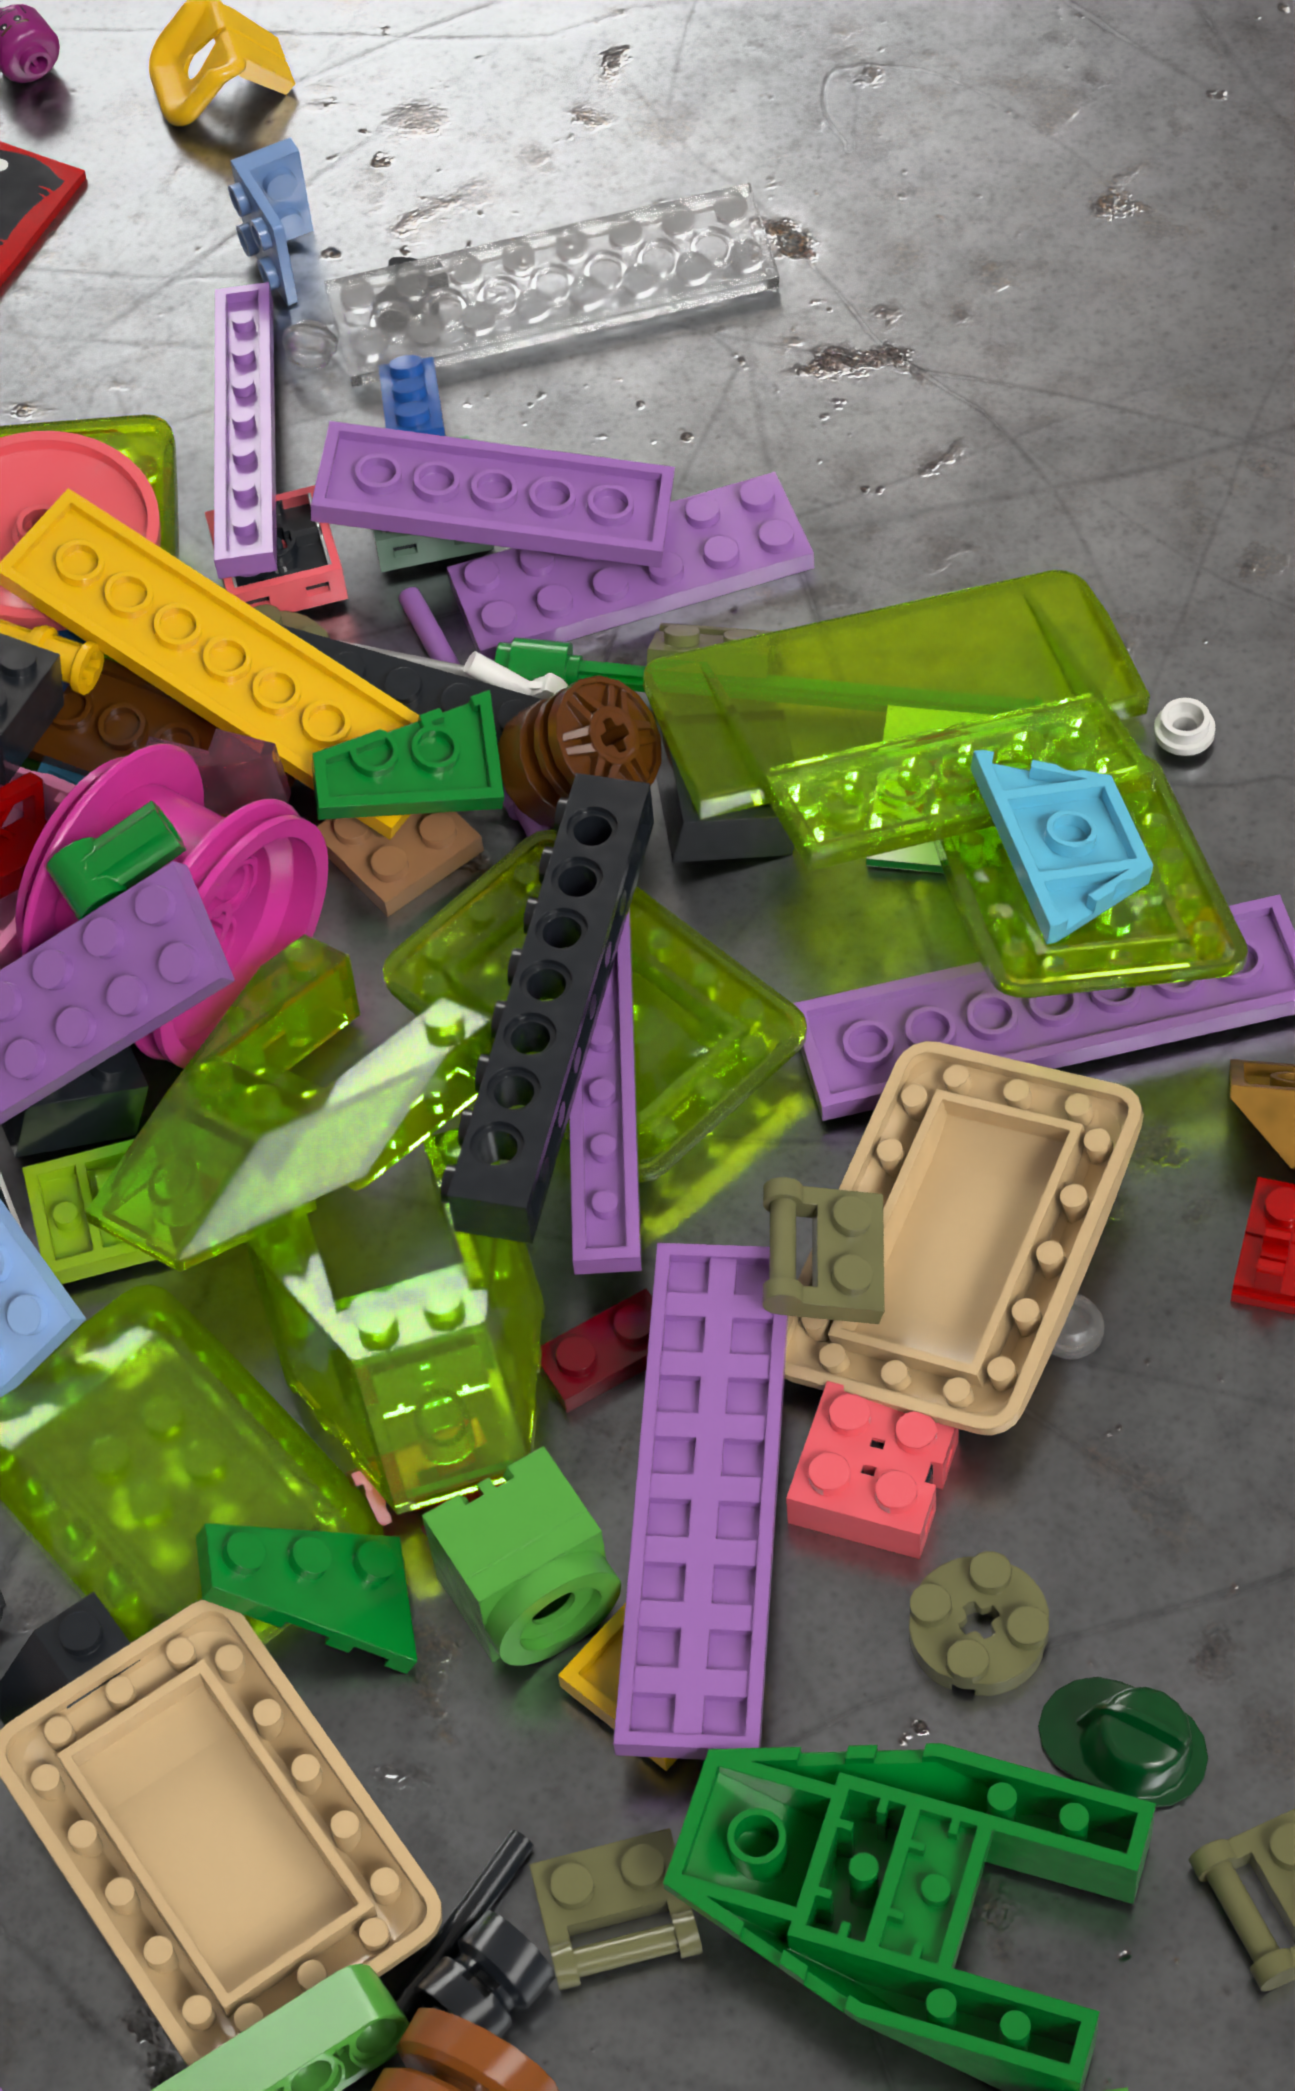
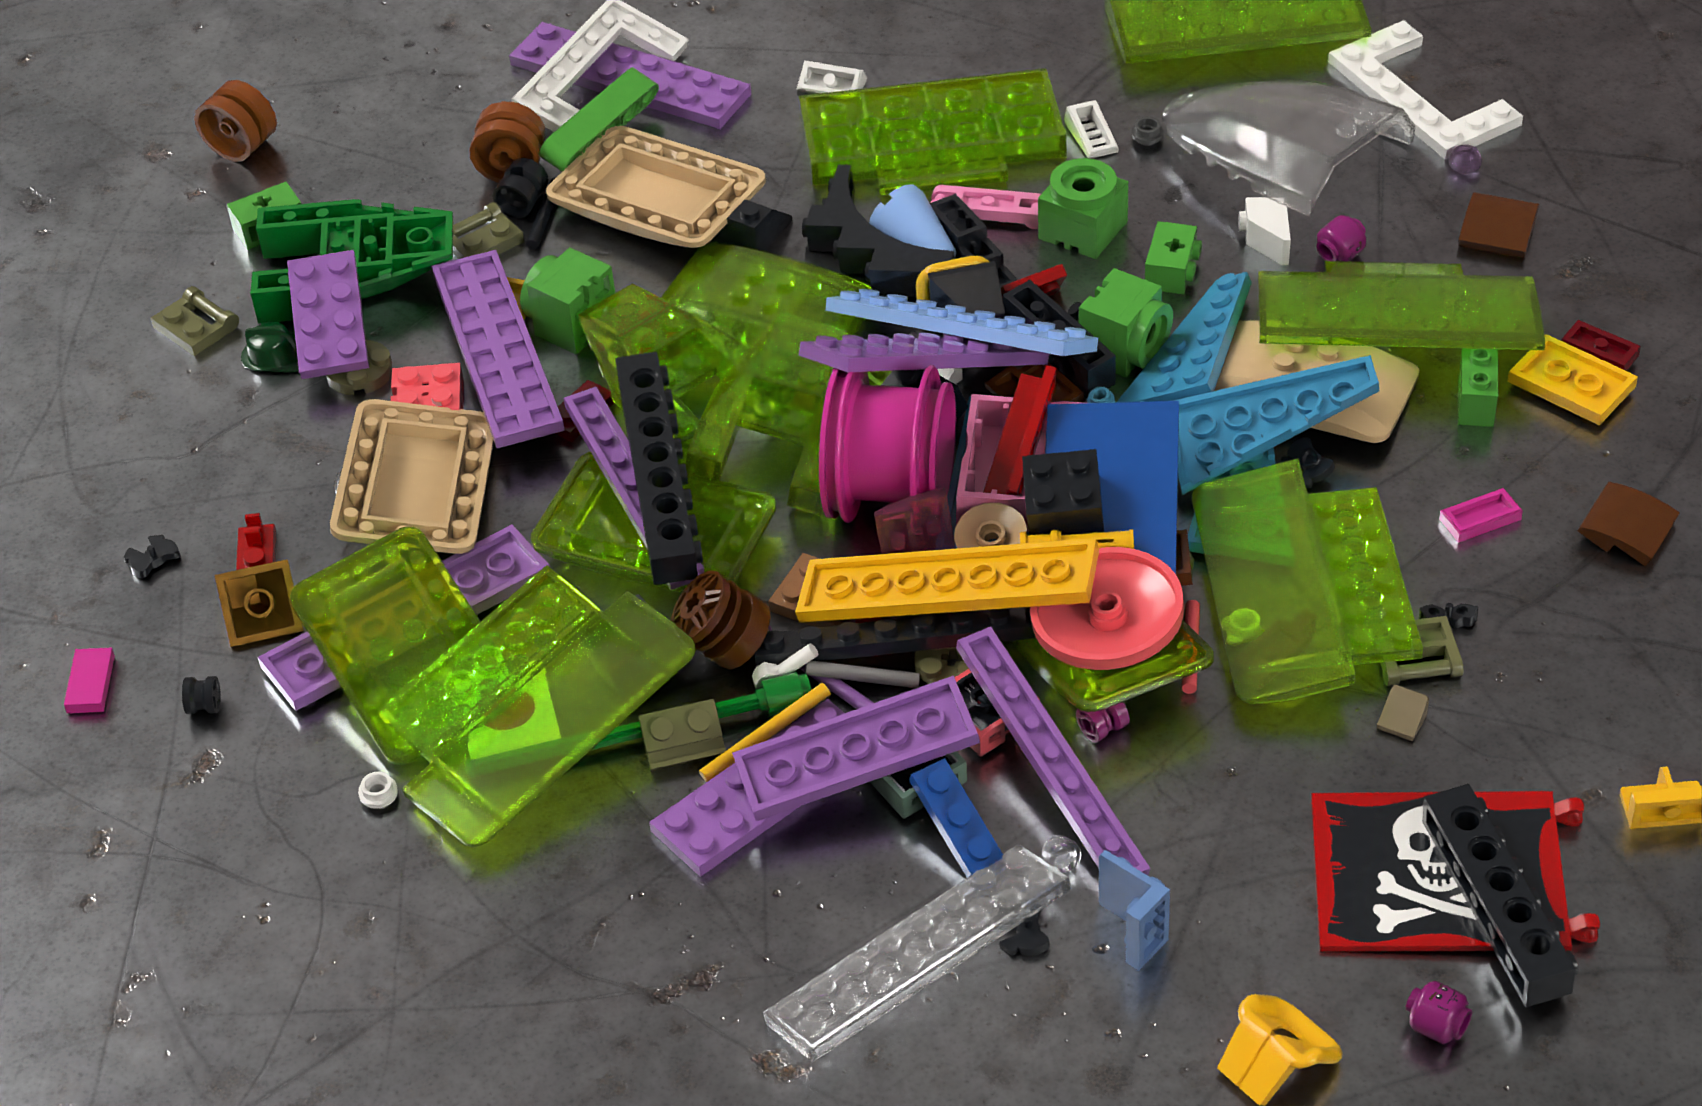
camera: 155 degrees right, 10 degrees down
(94, 739) = (987, 523): none -> tan dish
(102, 868) = (891, 375): green piece -> none
(317, 1580) = (667, 265): green wing -> none
(424, 767) = (806, 574): green wing -> none
(594, 620) = (767, 730): none -> yellow bar
(844, 1253) = (466, 442): olive plate -> none
(1008, 1689) = (327, 314): none -> medium lavender plate
(1064, 839) = (411, 627): medium azure wing -> none

